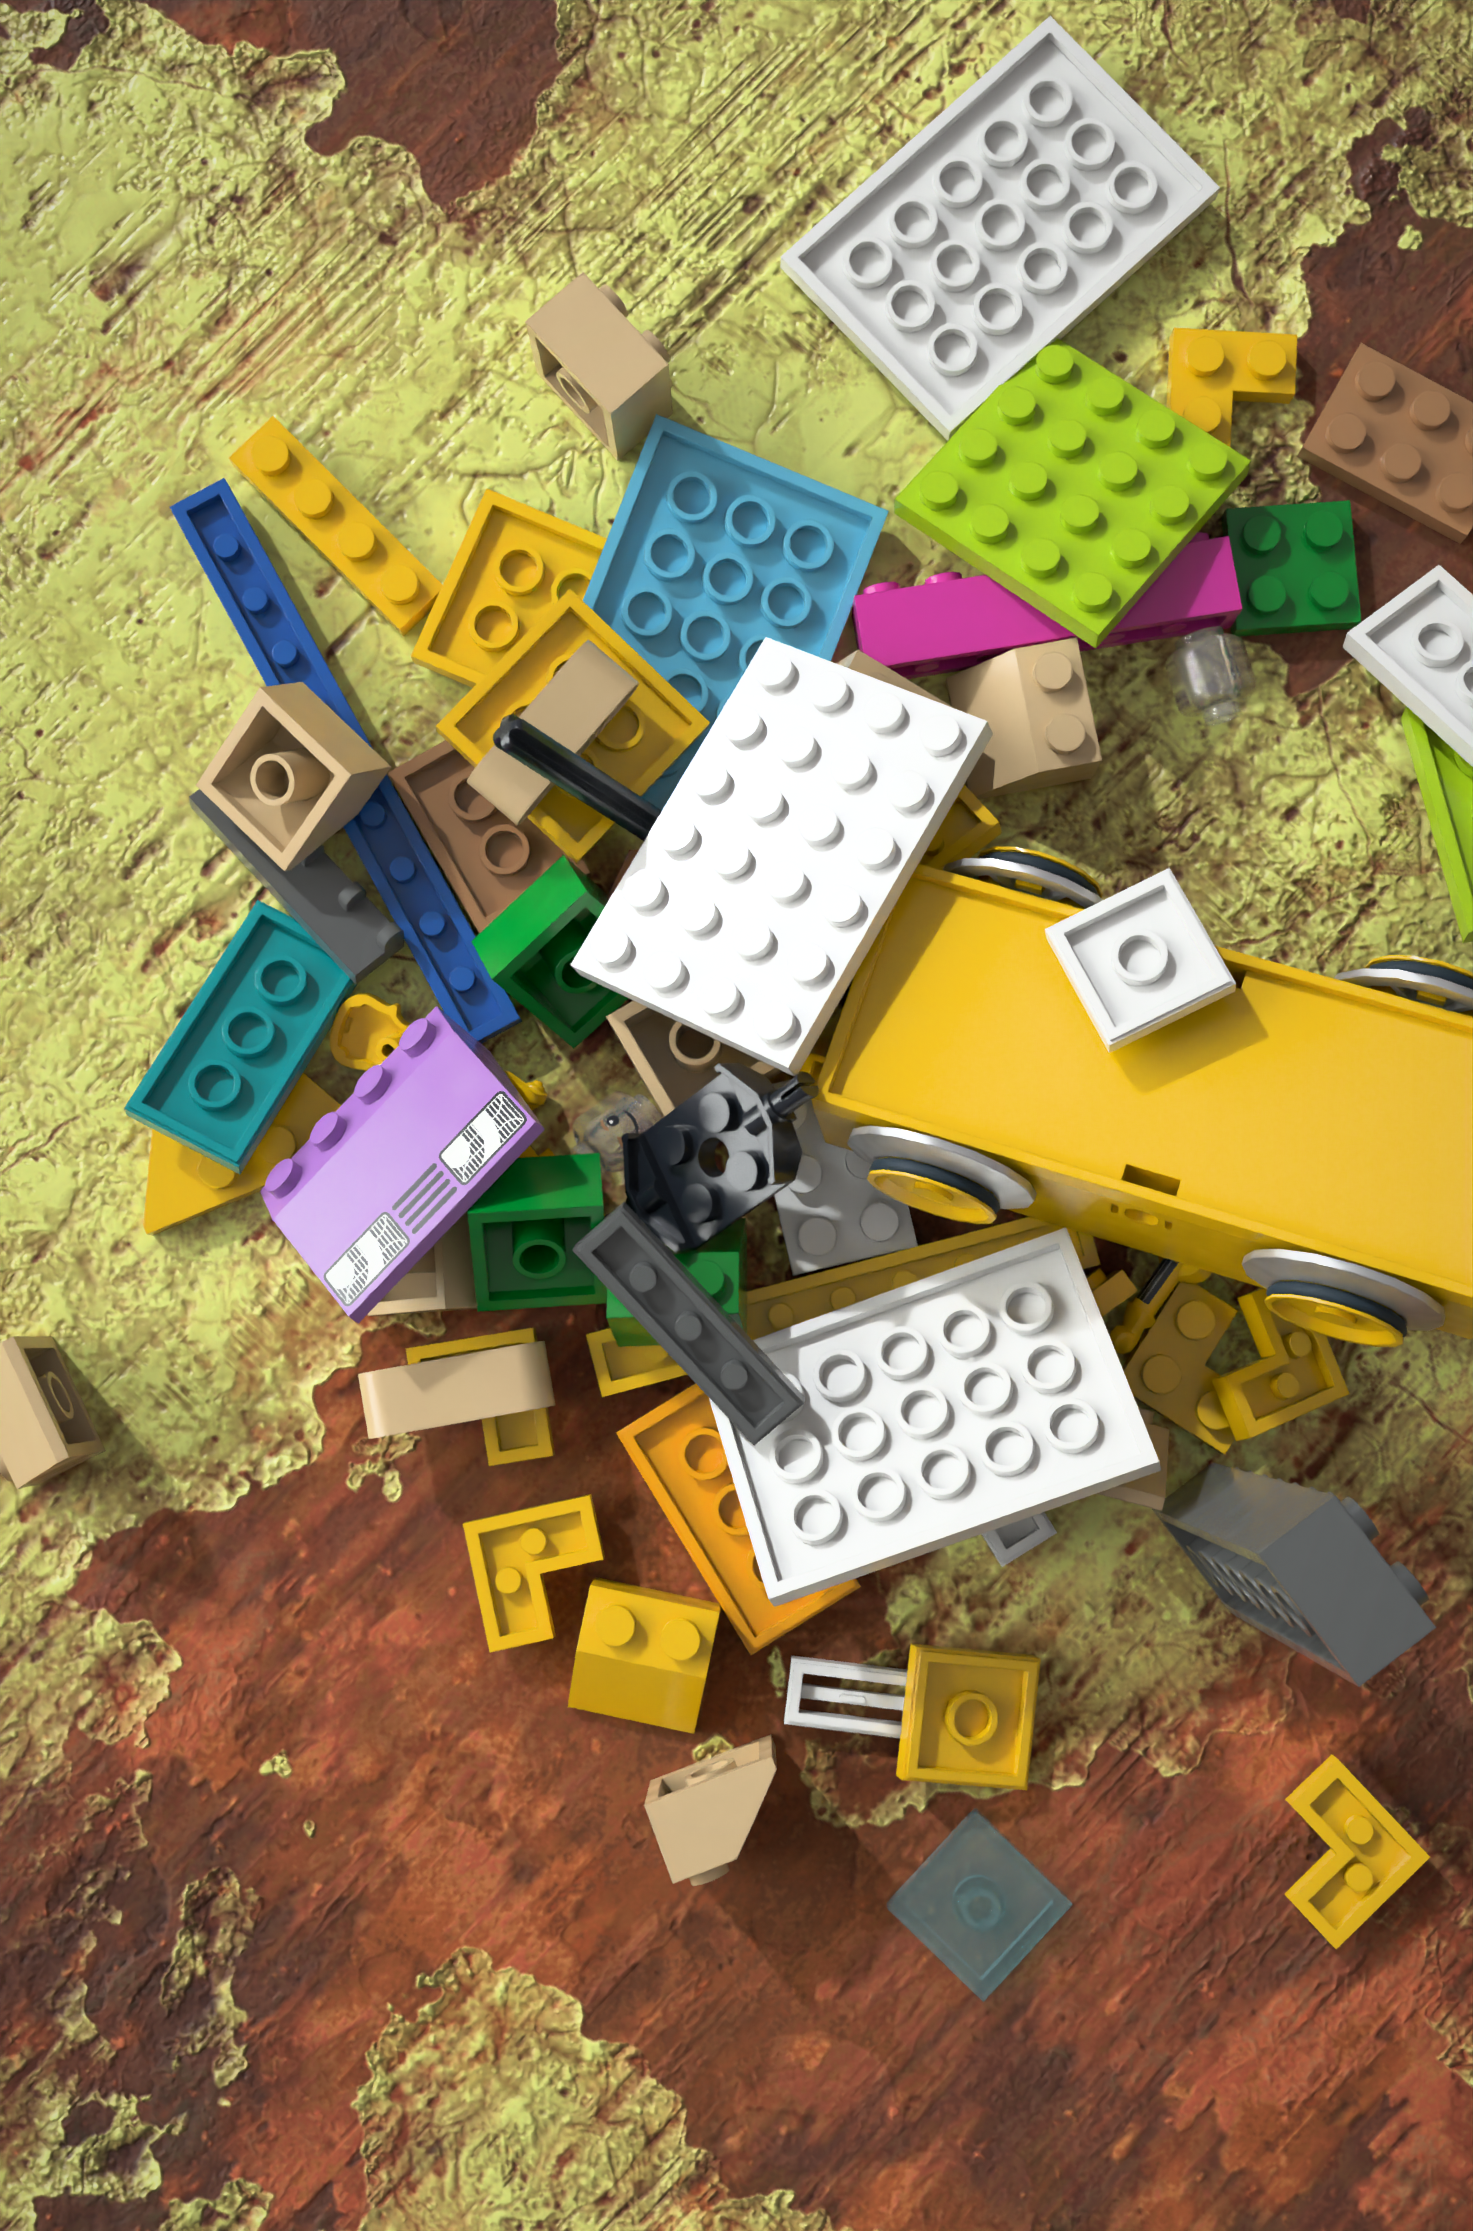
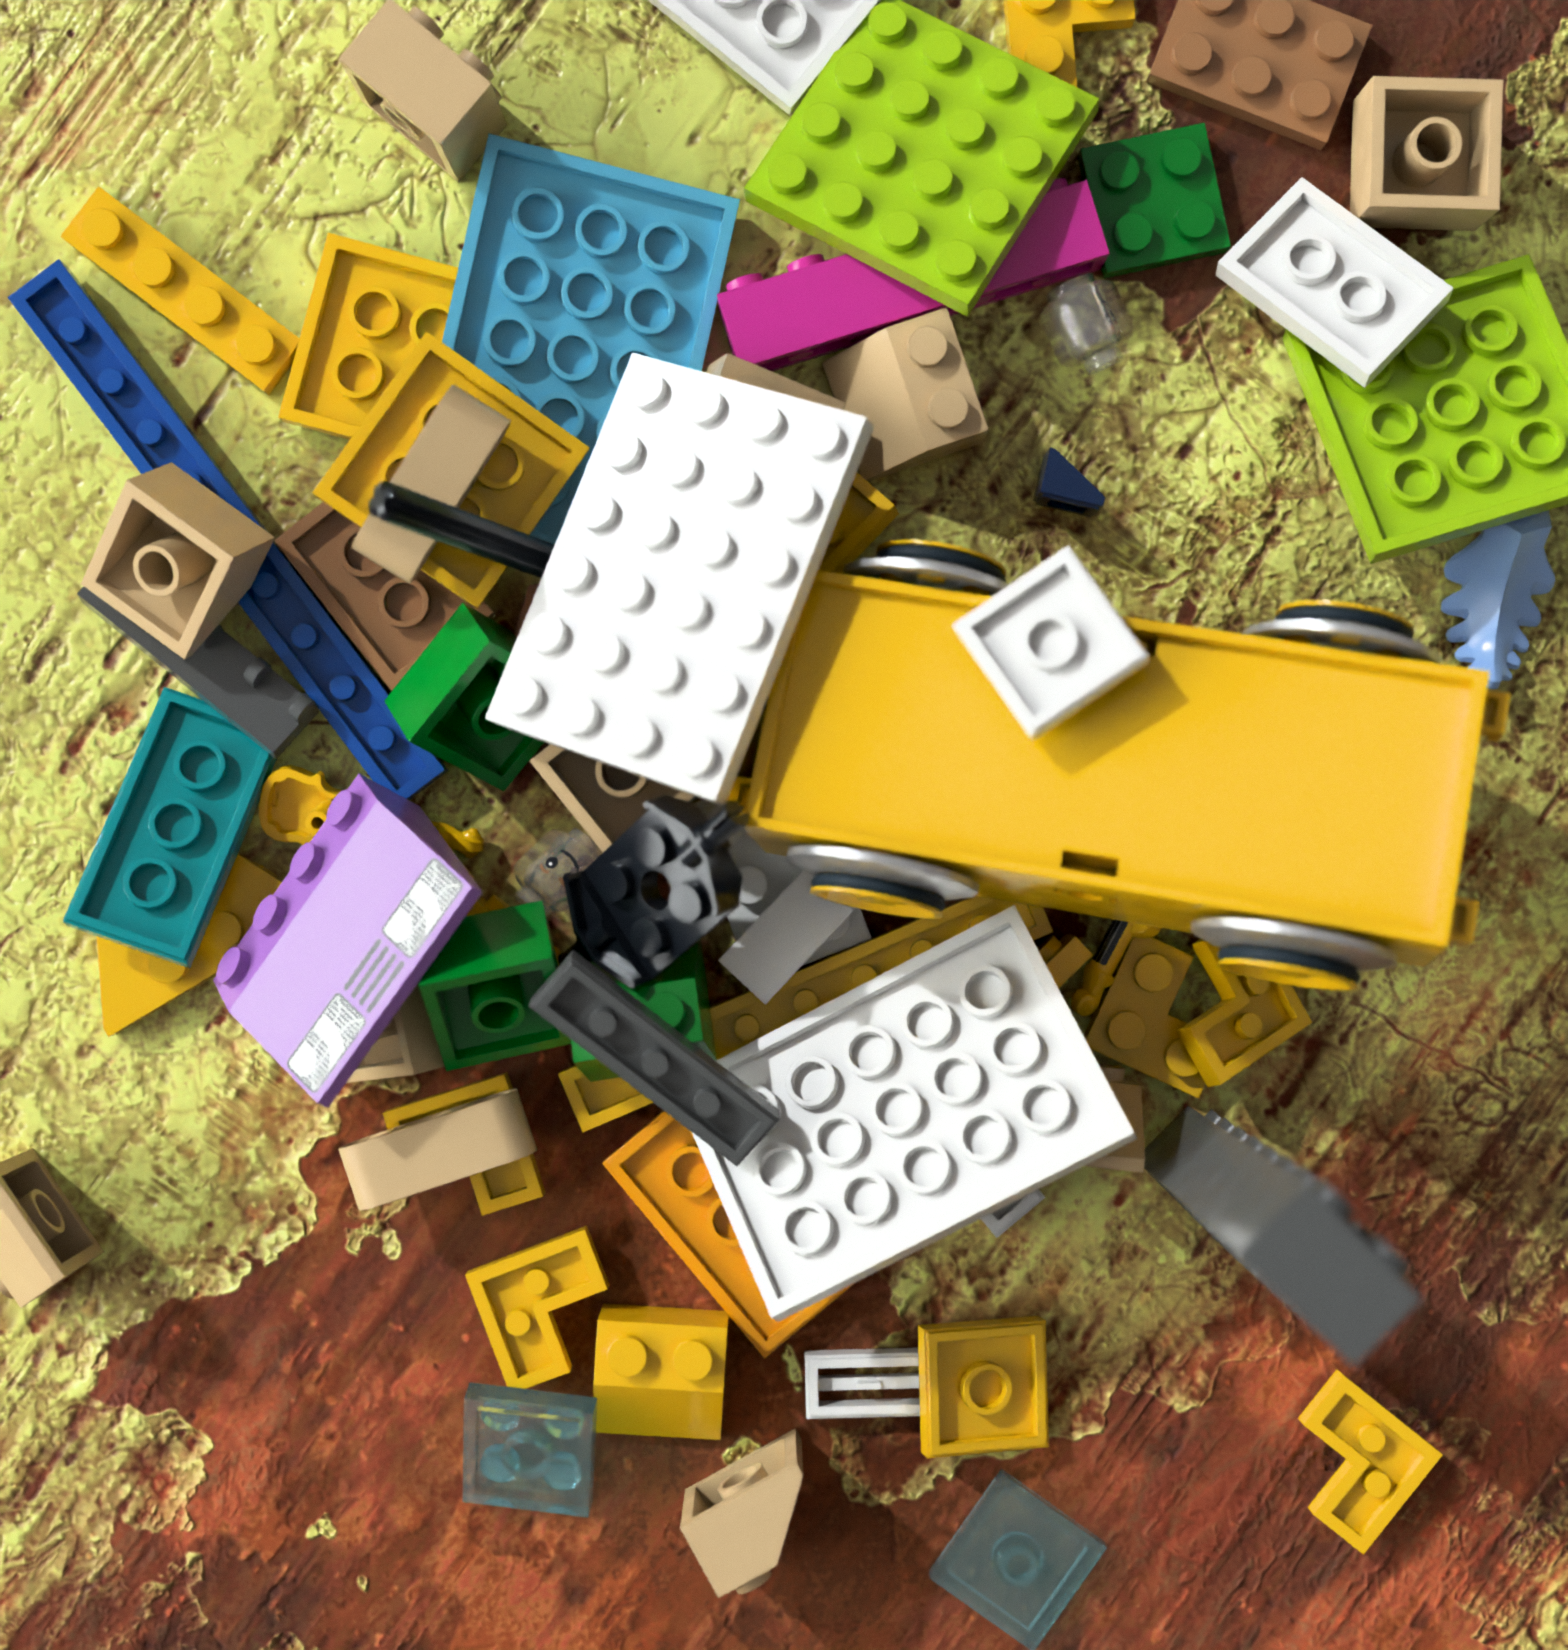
camera: 10 degrees left, 5 degrees up
(500, 1710) = (529, 1449): none -> clear light blue plate
(832, 1228) = (783, 938): none -> white tile
(1170, 830) = (1065, 488): none -> dark blue slope

